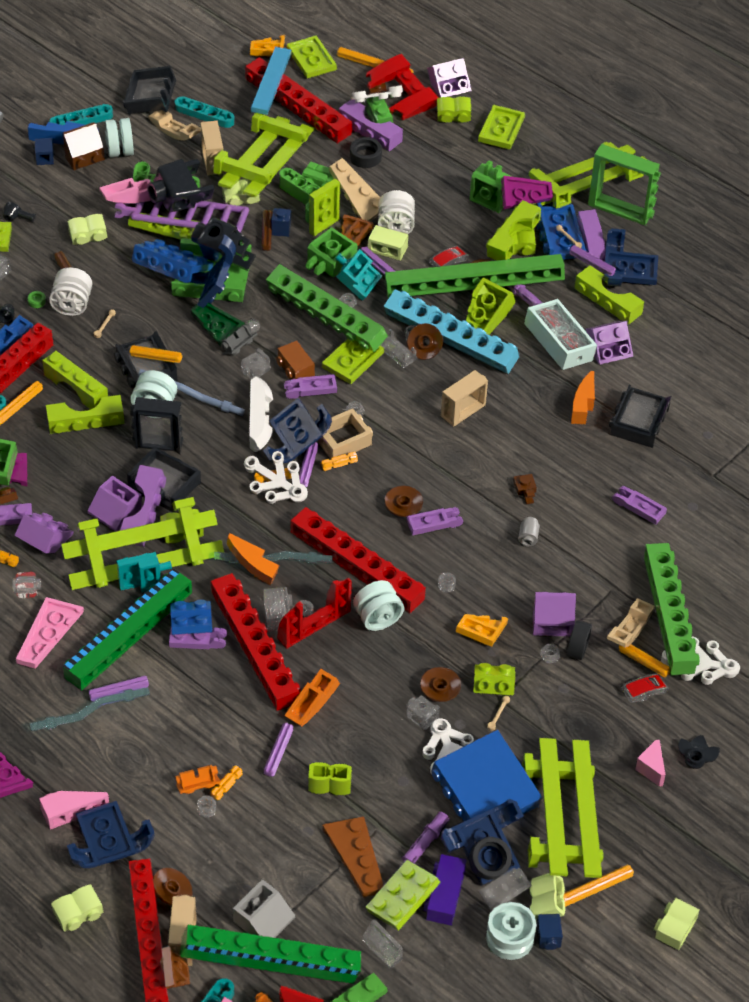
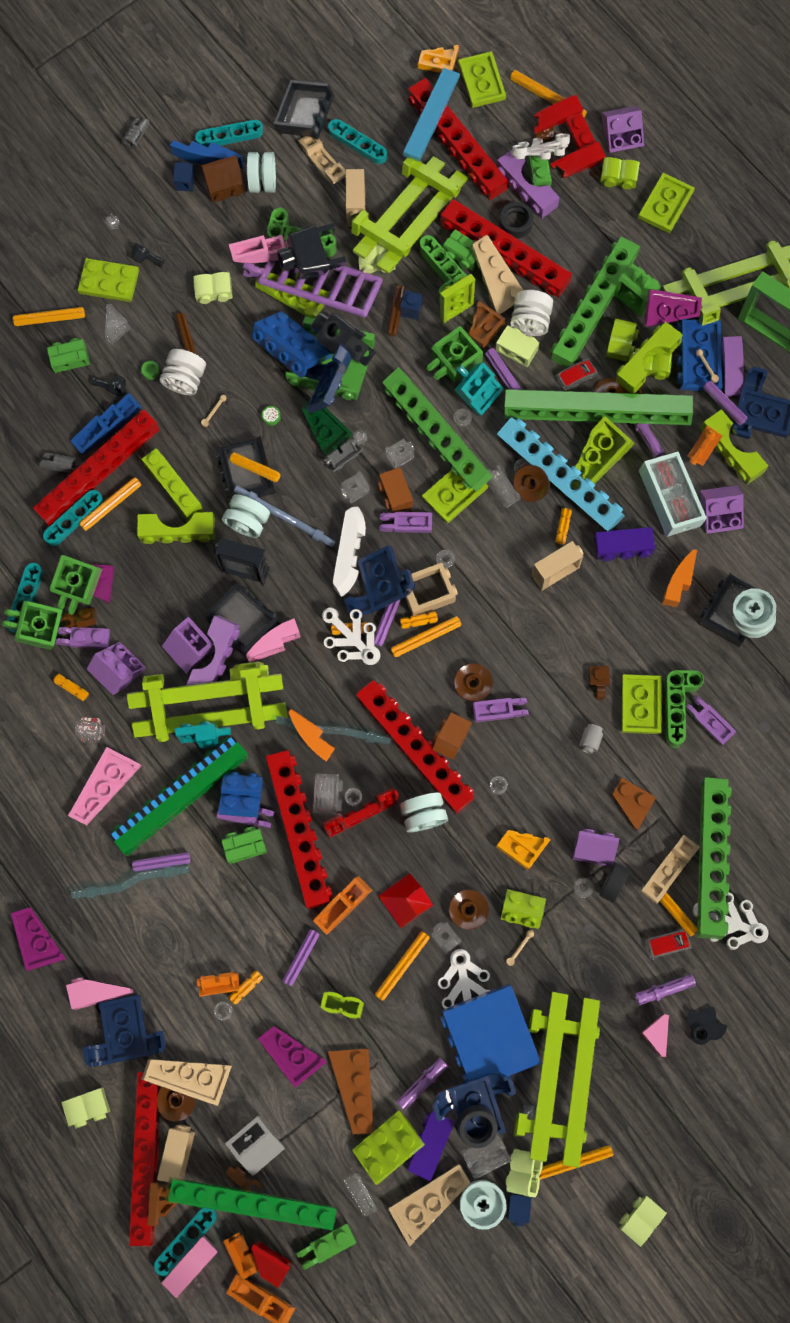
camera: 15 degrees right, 25 degrees up
(162, 321) = (271, 415): none -> tile
(187, 863) = (192, 1079): none -> tan wing
(202, 661) = (244, 845): none -> bright green brick
(204, 488) = (273, 641): none -> bright pink slope
(285, 835) = (291, 1056): none -> magenta wing
(293, 332) = (397, 458): none -> clear brick
(348, 473) = (426, 636): none -> light orange axle
(376, 176) = (516, 249): none -> red brick
(376, 688) = (405, 900): none -> red slope
(383, 743) = (402, 966): none -> light orange axle
(392, 542) = (451, 735): none -> dark orange piece
(451, 944) = (427, 1203): none -> tan wing
(452, 205) = (567, 356): none -> bright green brick
(462, 368) = (563, 526): none -> light orange axle
(484, 227) = (621, 340): none -> lime brick
(524, 377) = (624, 544): none -> dark purple brick
(571, 499) = (642, 704): none -> lime plate
(581, 295) = (704, 446): none -> orange hinge
(581, 579) = (633, 802): none -> dark orange wing
(601, 481) = (678, 709): none -> bright green beam
(643, 729) = (668, 988): none -> medium lavender pin
(659, 406) = (754, 613): none -> light aqua wheel

